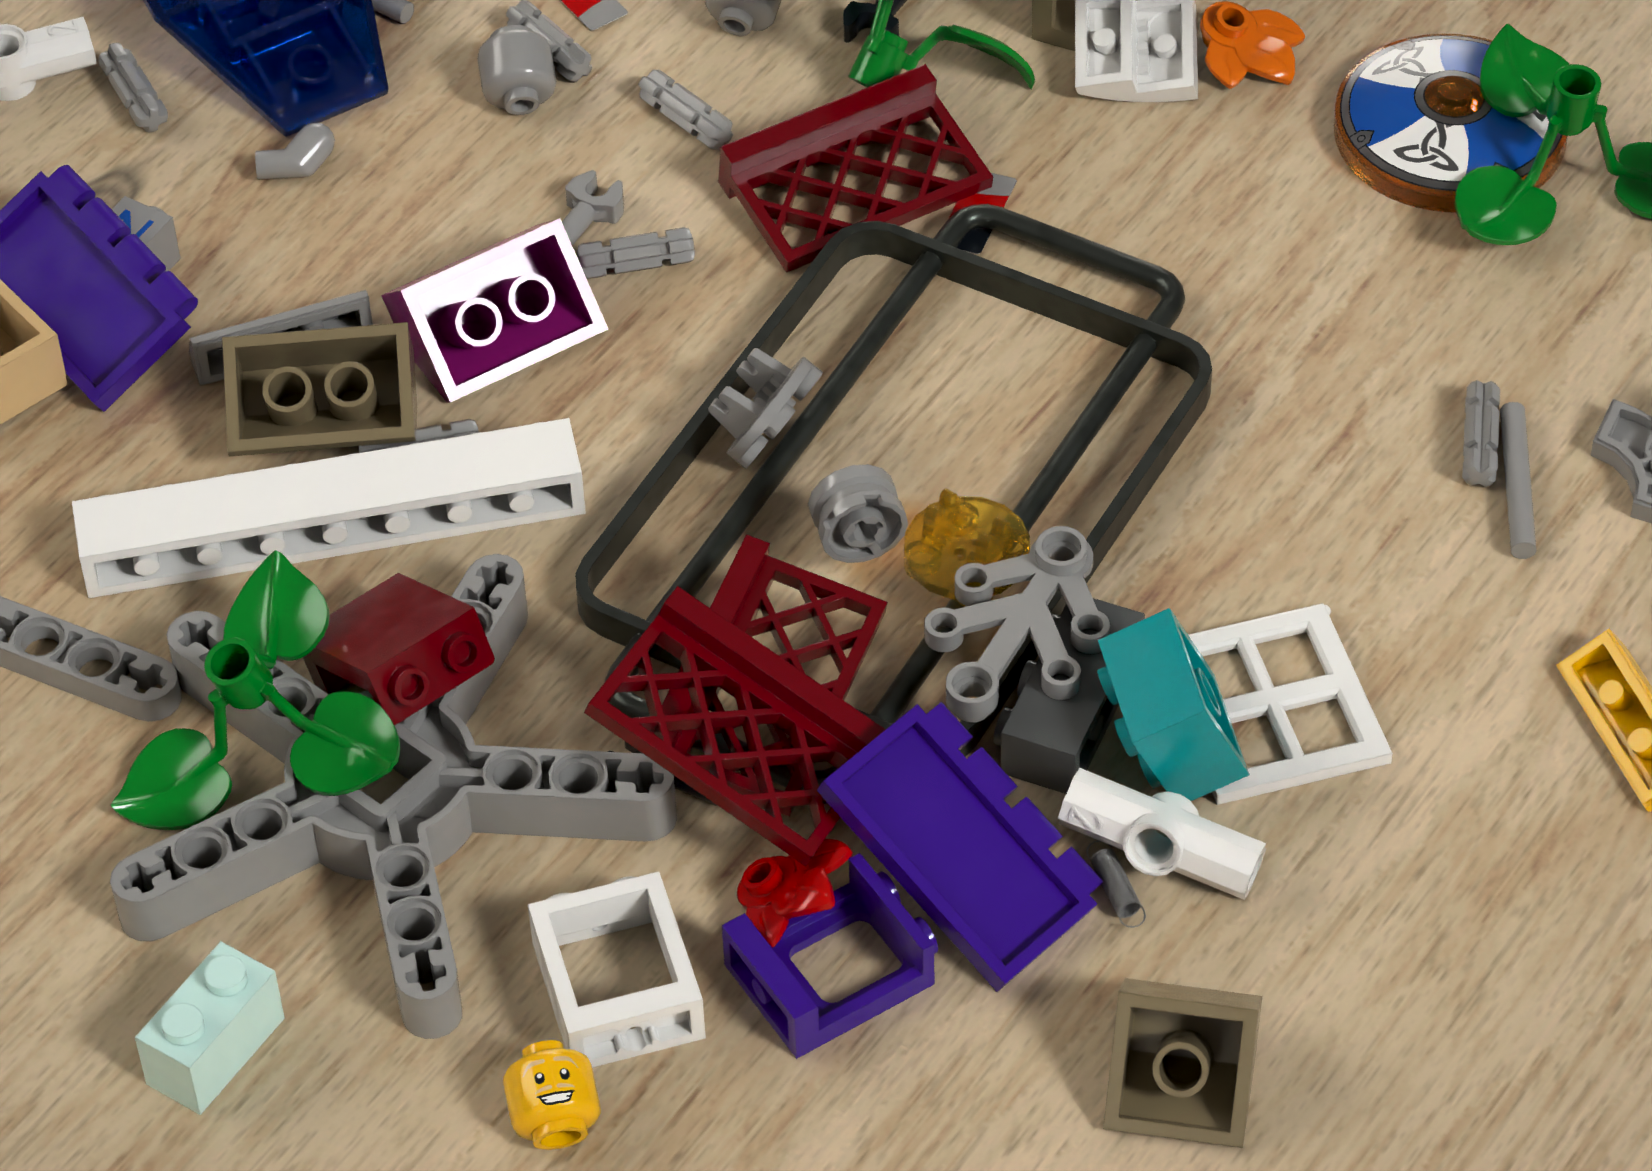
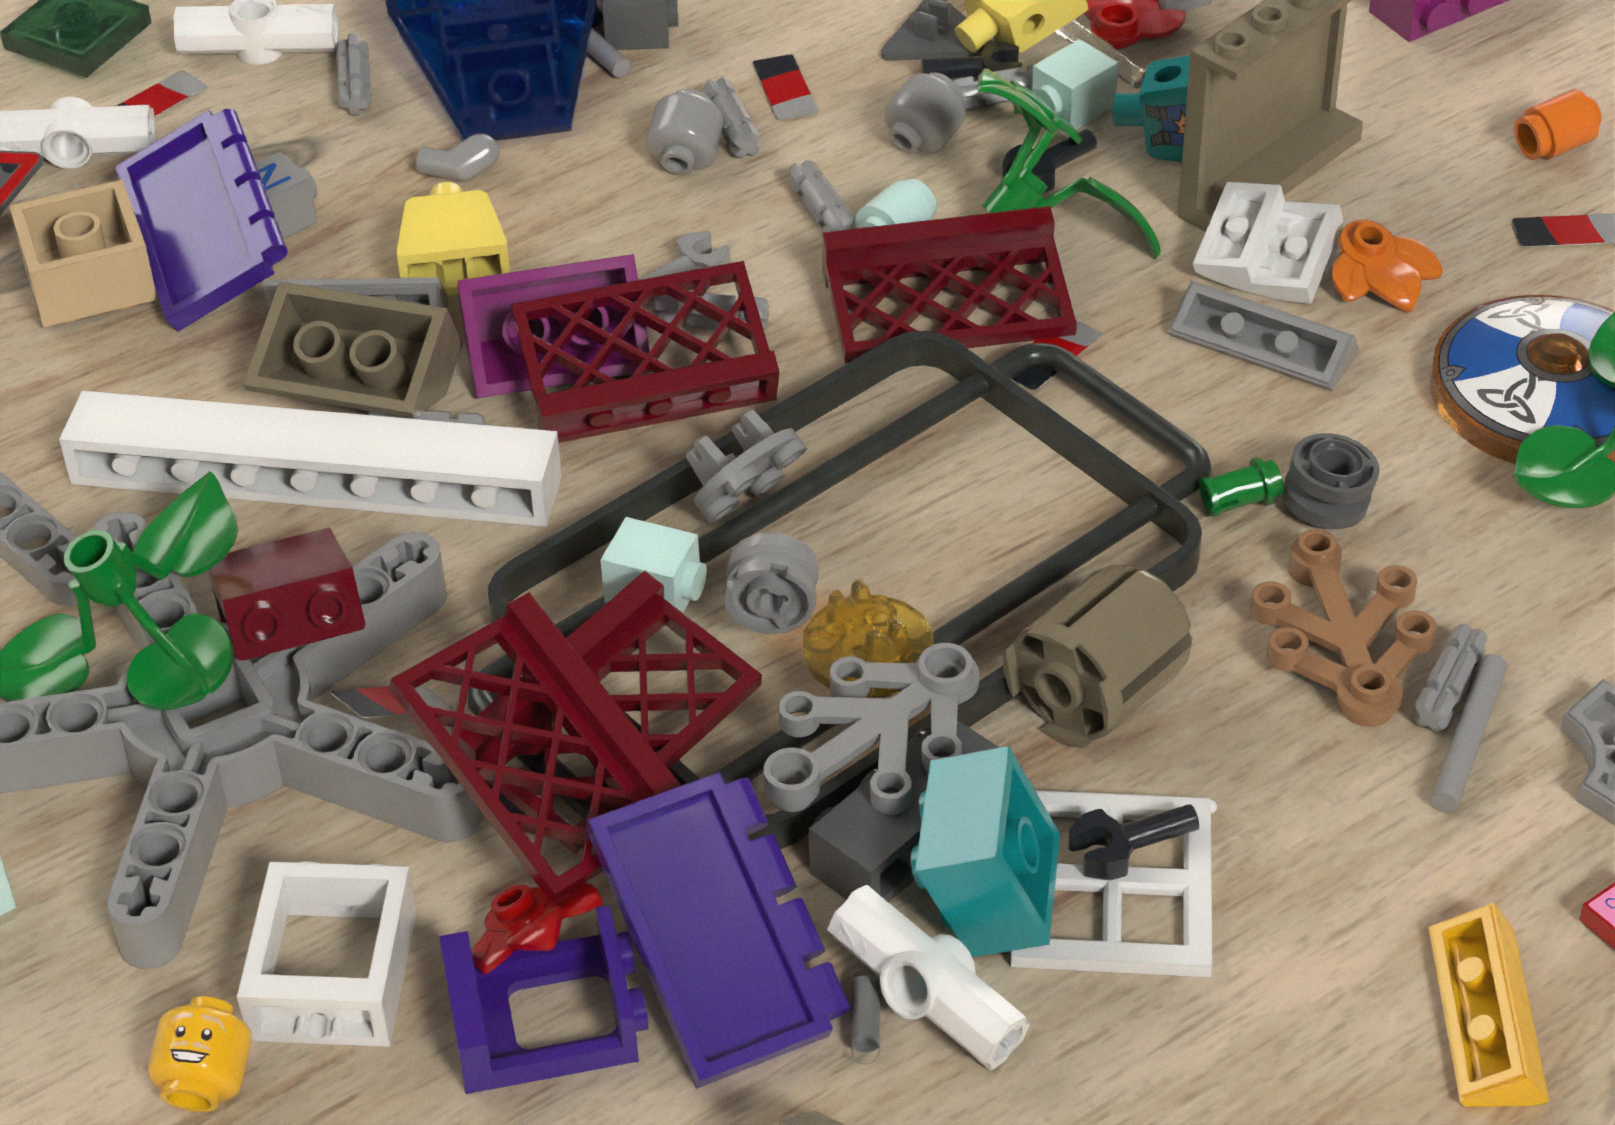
camera: 20 degrees right, 5 degrees down
(348, 244) = (451, 237): none -> light yellow torso
(544, 723) = (381, 702): none -> sticker
(630, 357) = (665, 393): none -> dark red fence
(726, 517) = (662, 552): none -> light aqua brick
(770, 99) = (898, 204): none -> light aqua brick
(1170, 144) = (1263, 335): none -> light grey slope
(1178, 498) = (1099, 653): none -> dark tan cylinder
(1233, 293) = (1242, 487): none -> green pin
(1268, 662) = (1122, 839): none -> black bar
(1300, 274) = (1330, 481): none -> dark grey wheel
(1413, 465) = (1363, 689): none -> medium nougat plant

